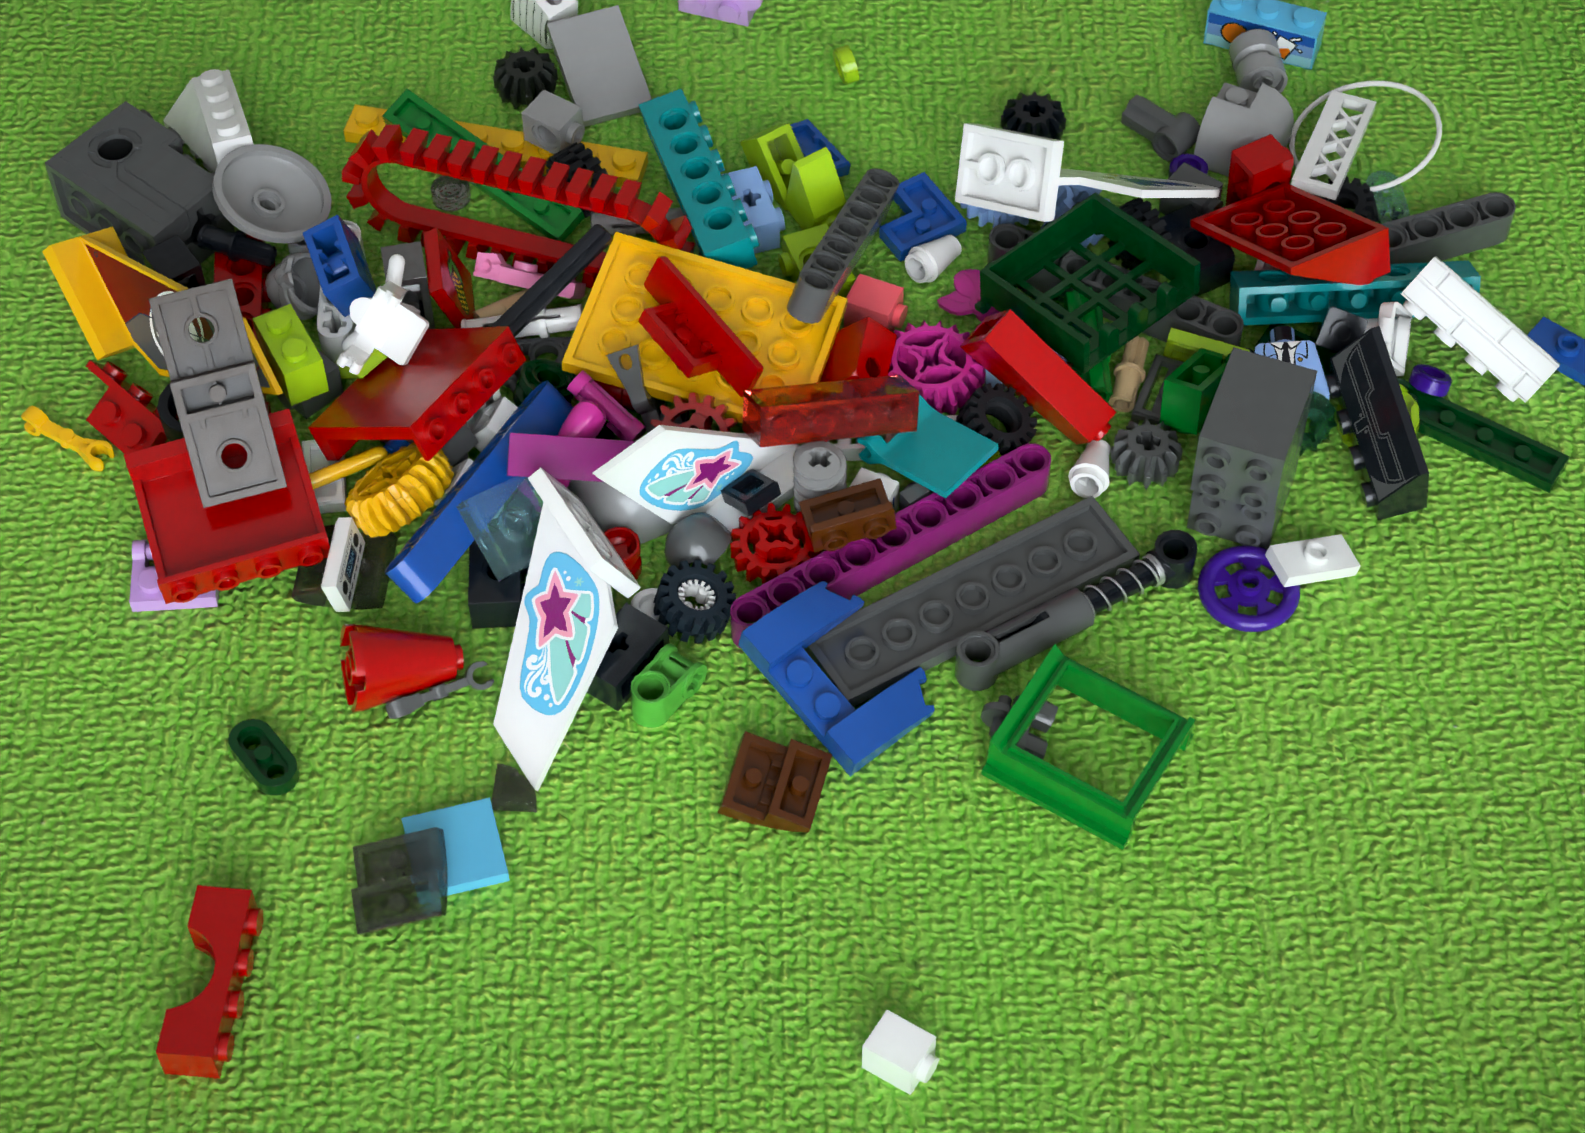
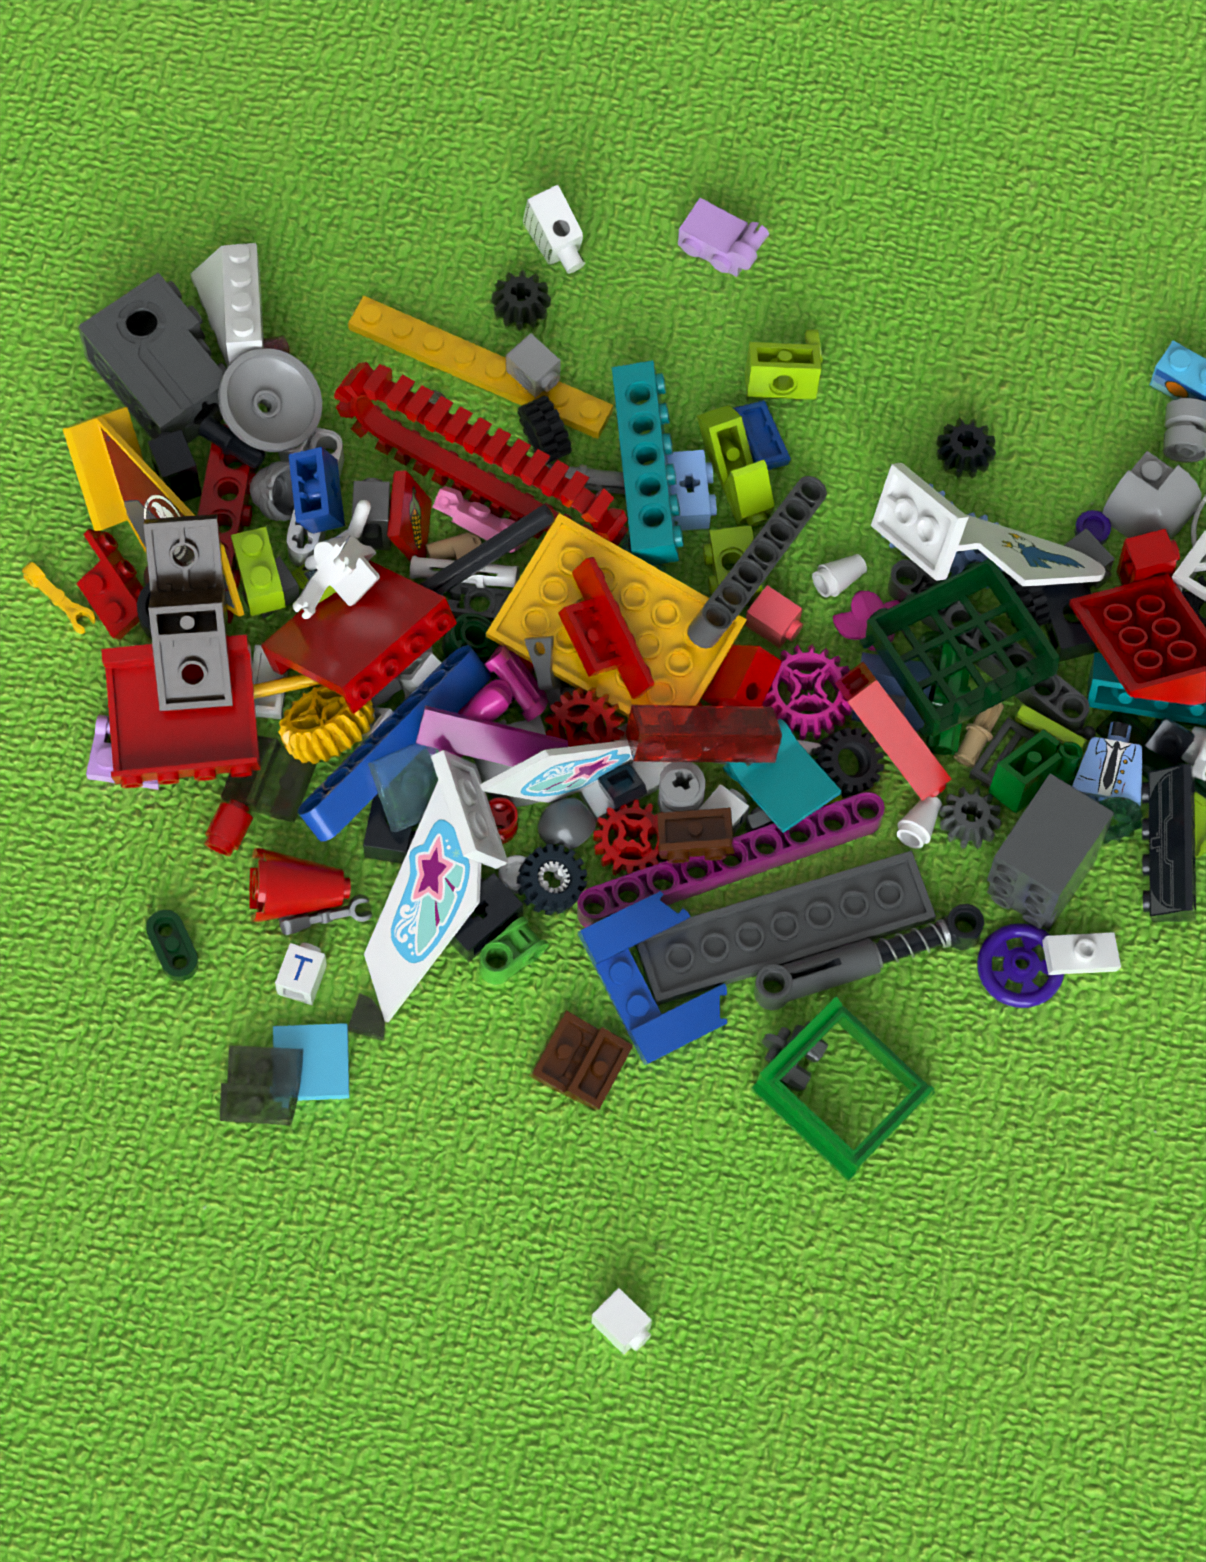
camera: 10 degrees right, 15 degrees up
(198, 1033) = (81, 1181): red arch -> none
(306, 623) = (228, 827): none -> red brick
(343, 564) = (267, 781): white tile -> none
(423, 755) = (301, 973): none -> white brick
(548, 217) = (446, 372): green plate -> none
(599, 65) = (589, 303): light grey tile -> none
(803, 76) = (782, 370): none -> lime brick
(926, 218) = (845, 535): blue plate -> none
(1168, 133) = (1085, 484): dark grey piece -> none

